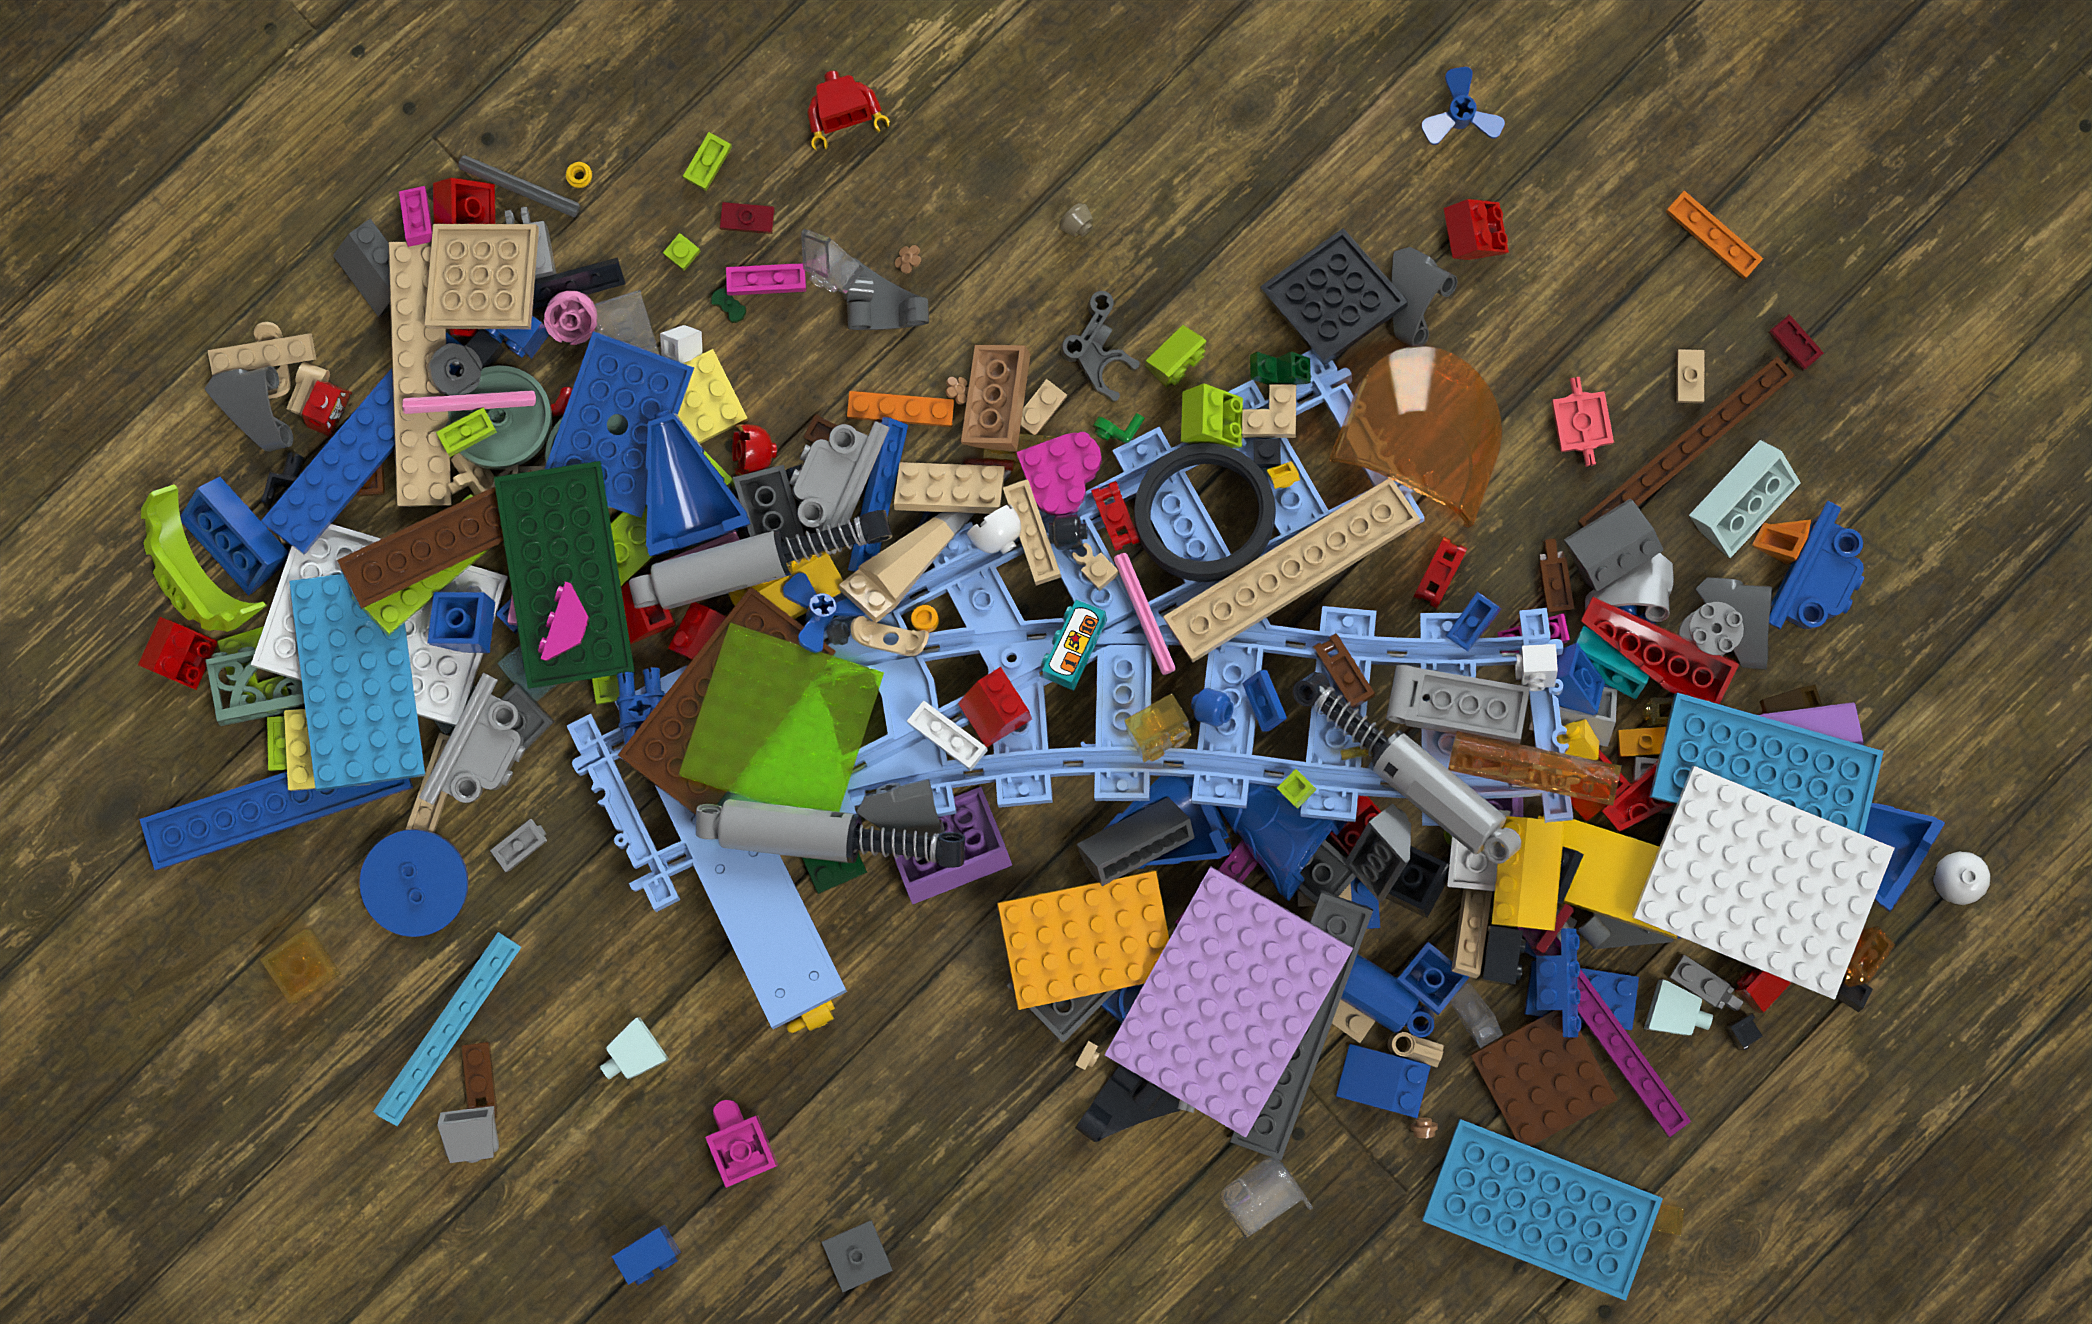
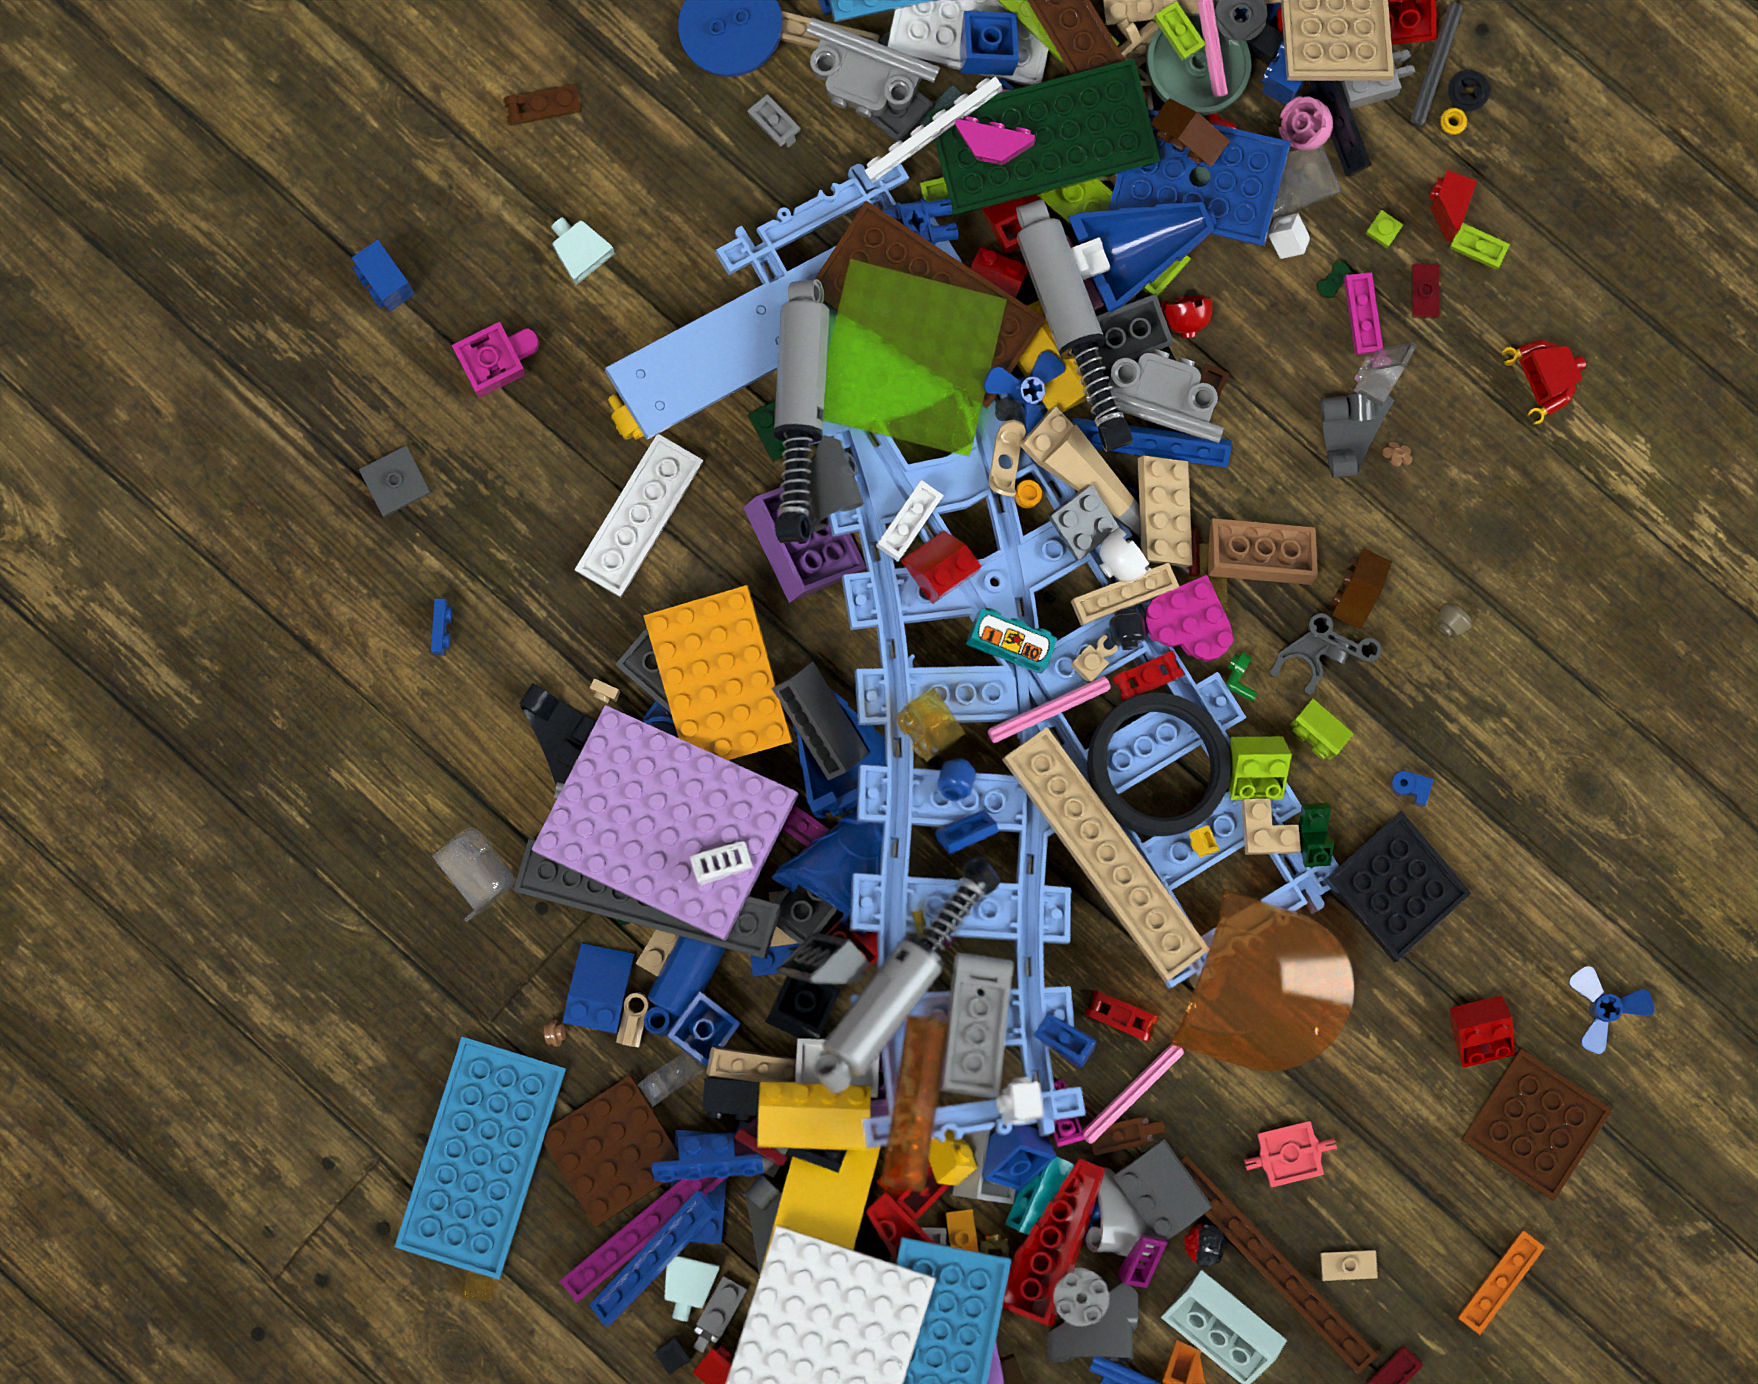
camera: 85 degrees right, 0 degrees up
(447, 1029) = (590, 69): medium azure plate -> none
(469, 1134) = (489, 97): light grey torso -> none
(540, 674) = (924, 135): none -> white plate
(553, 146) = (1469, 79): none -> black gear
(576, 429) = (1189, 131): none -> reddish brown brick
(664, 183) = (1450, 202): none -> red slope
(692, 537) = (1090, 258): none -> white panel
(710, 400) = (1234, 267): light yellow plate -> none
(901, 408) = (1243, 459): orange plate -> none
(913, 1010) = (639, 515): none -> white plate
(957, 388) = (1268, 513): medium nougat plant -> none
(957, 566) = (1083, 521): none -> plate
(1022, 1218) = (441, 616): none -> blue plate
(1039, 304) = (1362, 588): none -> reddish brown brick
(1041, 407) = (1256, 599): tan plate -> none
(1233, 277) = (1412, 784): none -> blue leg
(1267, 452) = (1226, 825): black plate -> none
(1283, 968) = (714, 875): none -> white slope
(1296, 788) = (879, 867): lime plate -> none
(1344, 671) = (1002, 910): reddish brown plate -> none
(1418, 281) = (1421, 970): dark grey panel -> none
(1516, 567) = (1132, 1093): none -> bright pink axle
(1567, 187) = (1536, 1124): none -> reddish brown plate
(1652, 1042) = (653, 1258): none -> blue plate
(1665, 509) = (1205, 1244): none -> black piece
(1689, 574) = (1146, 1270): none -> magenta slope

